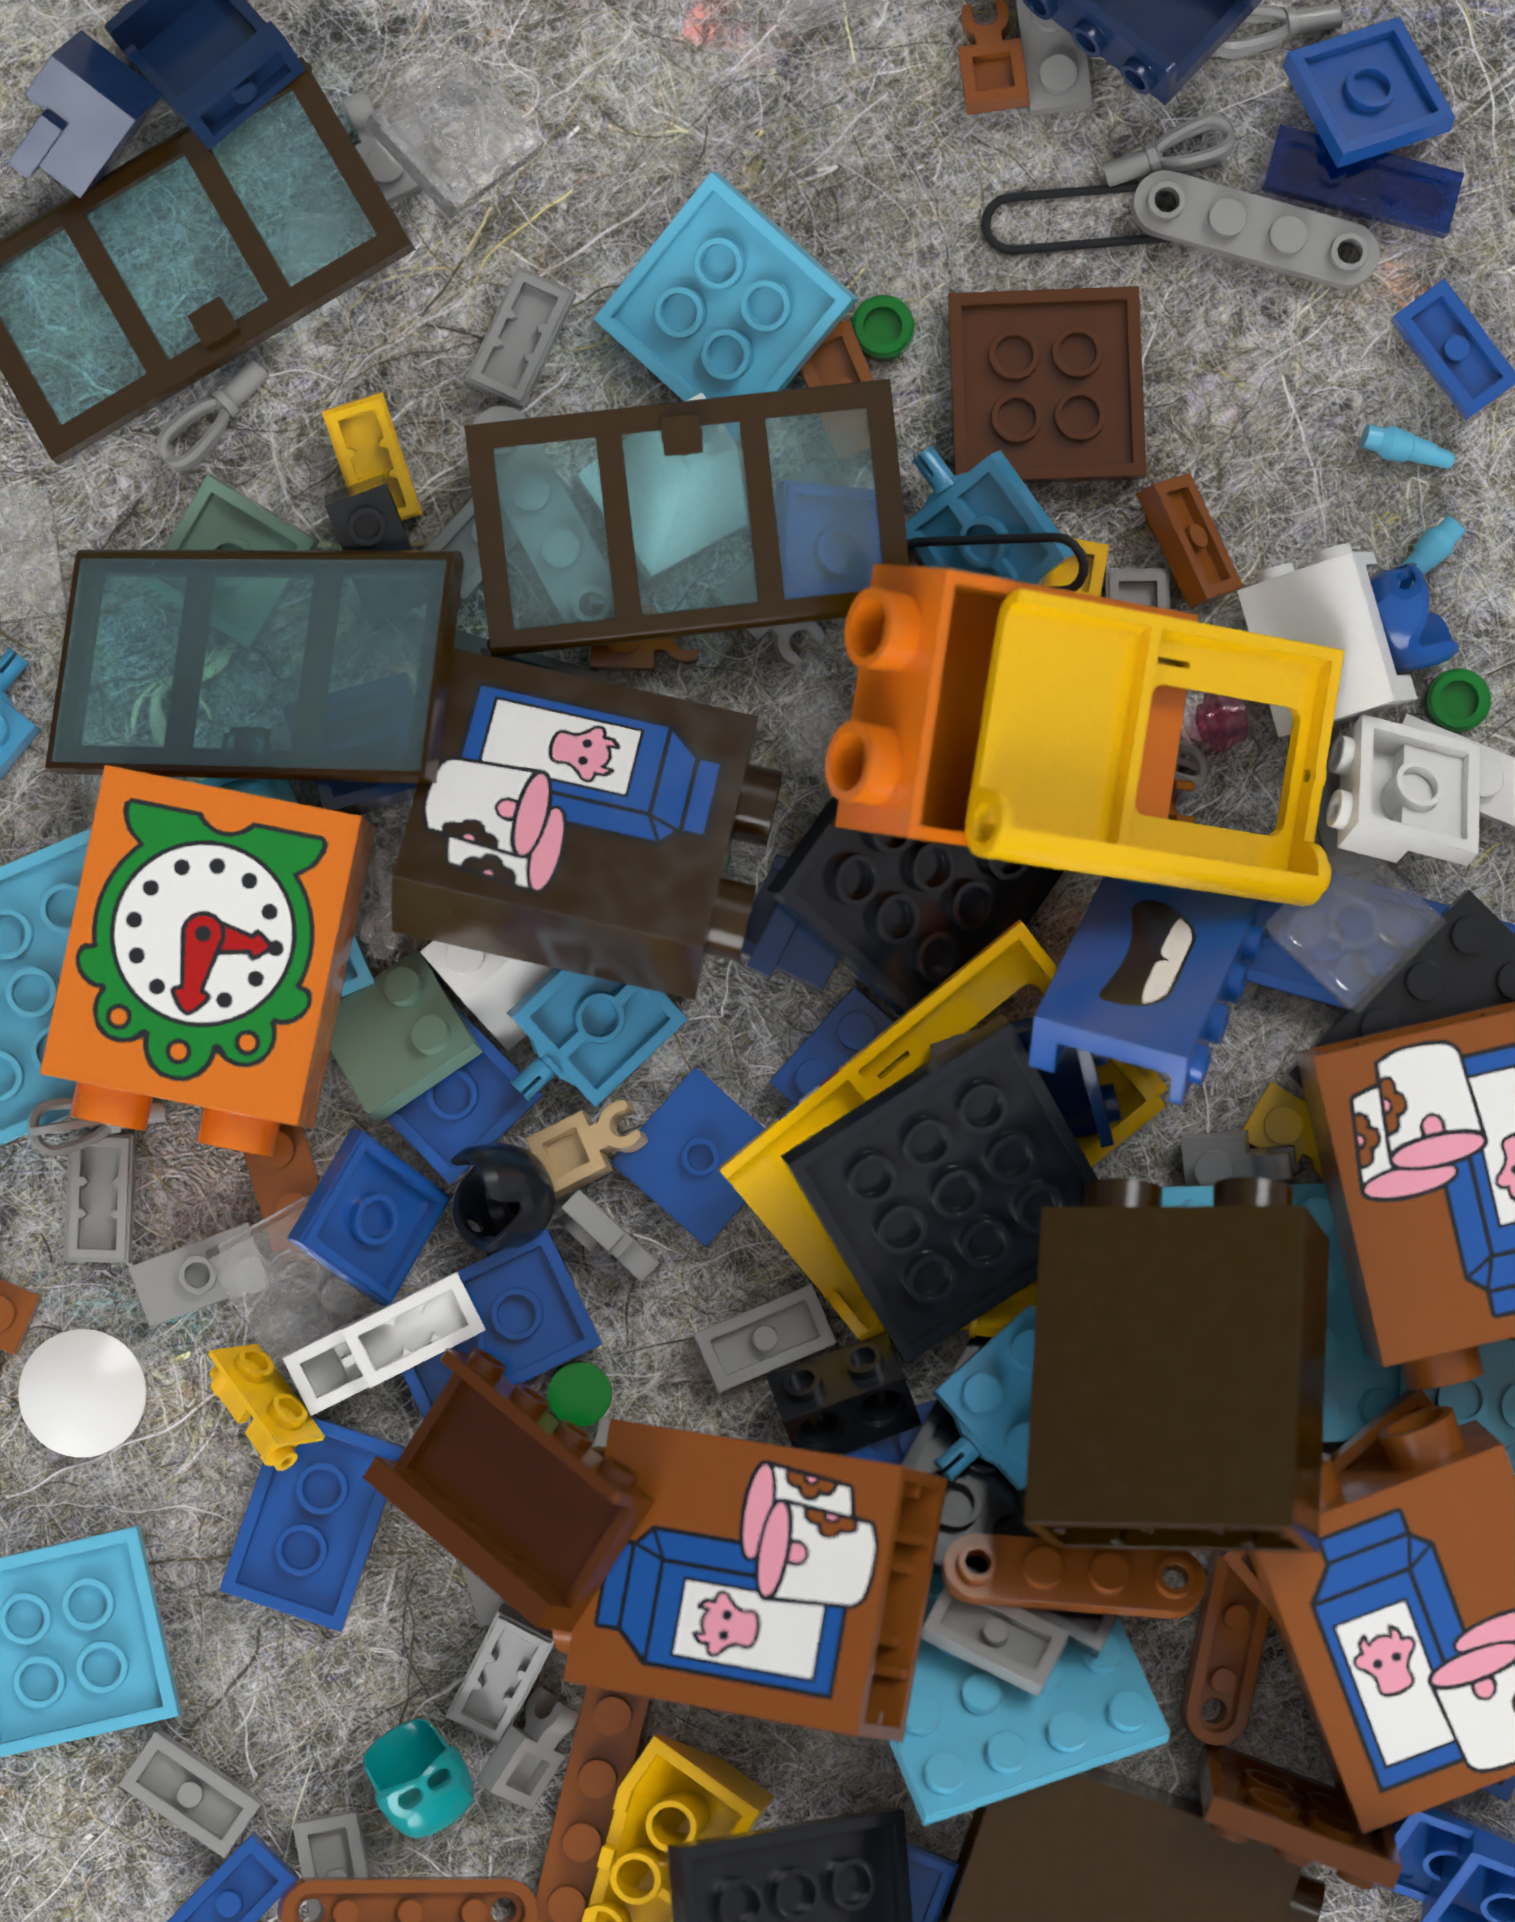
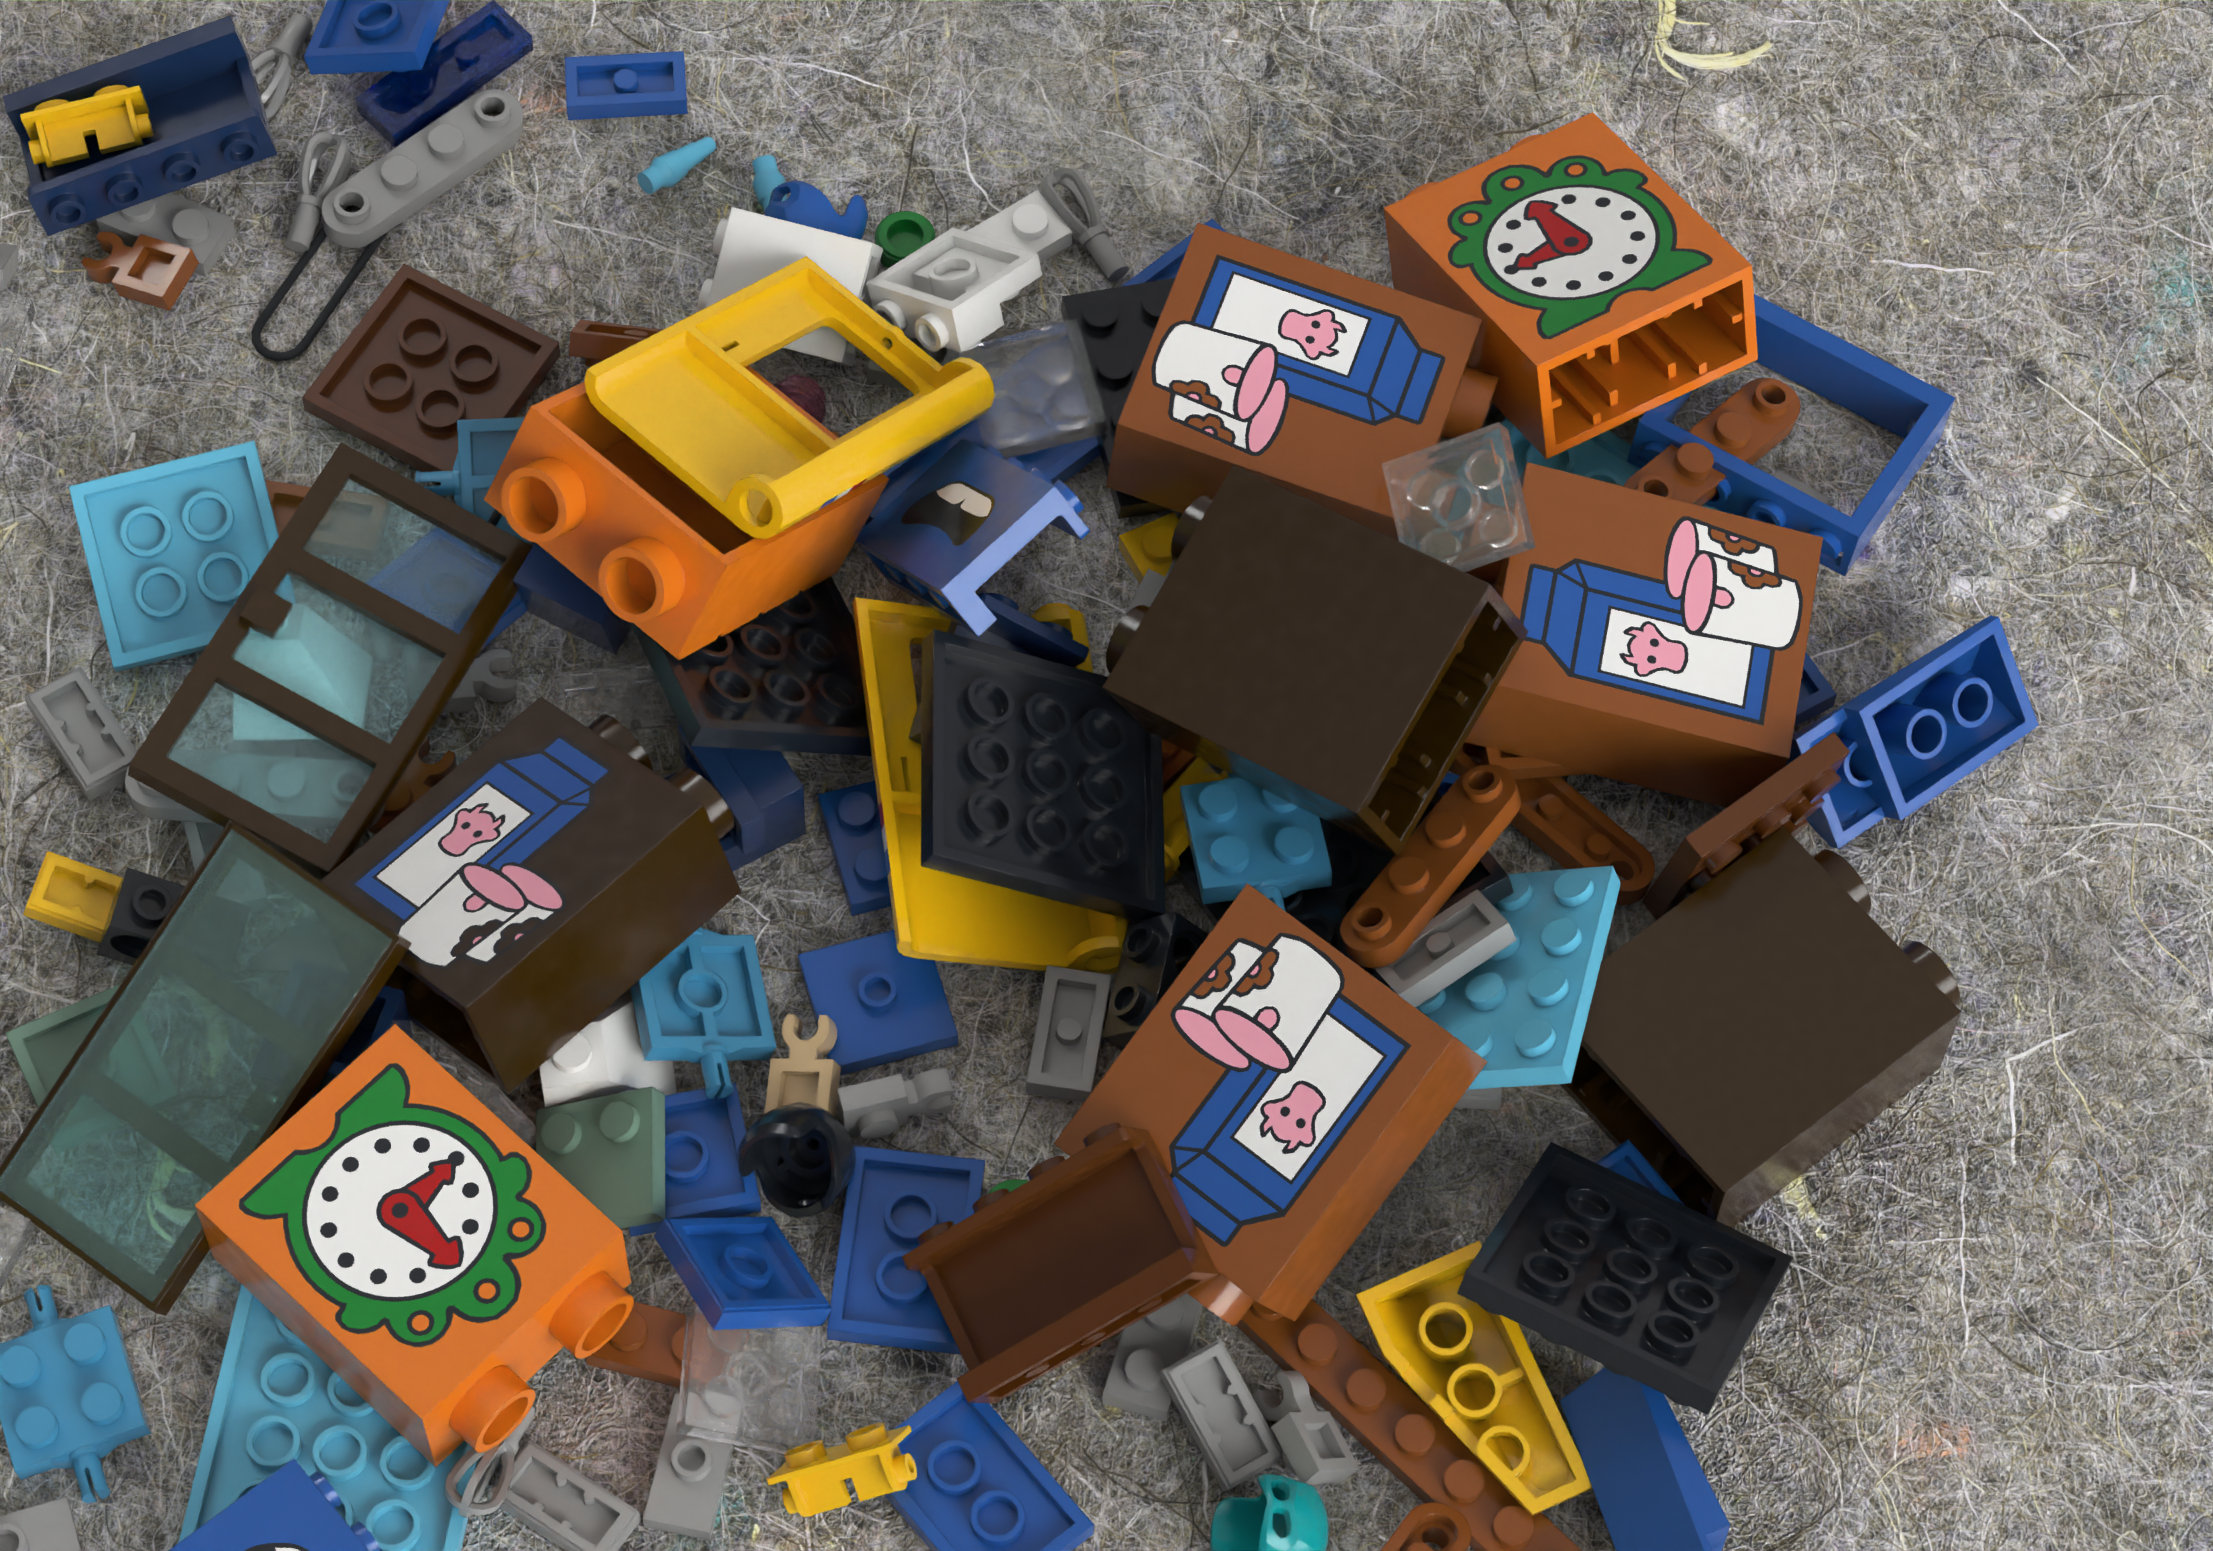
camera: 65 degrees left, 25 degrees down
(383, 1343) = (860, 1328): white slope -> none
(883, 327) = (291, 462): green tile -> none
(1413, 1413) = (1461, 499): none -> clear plate

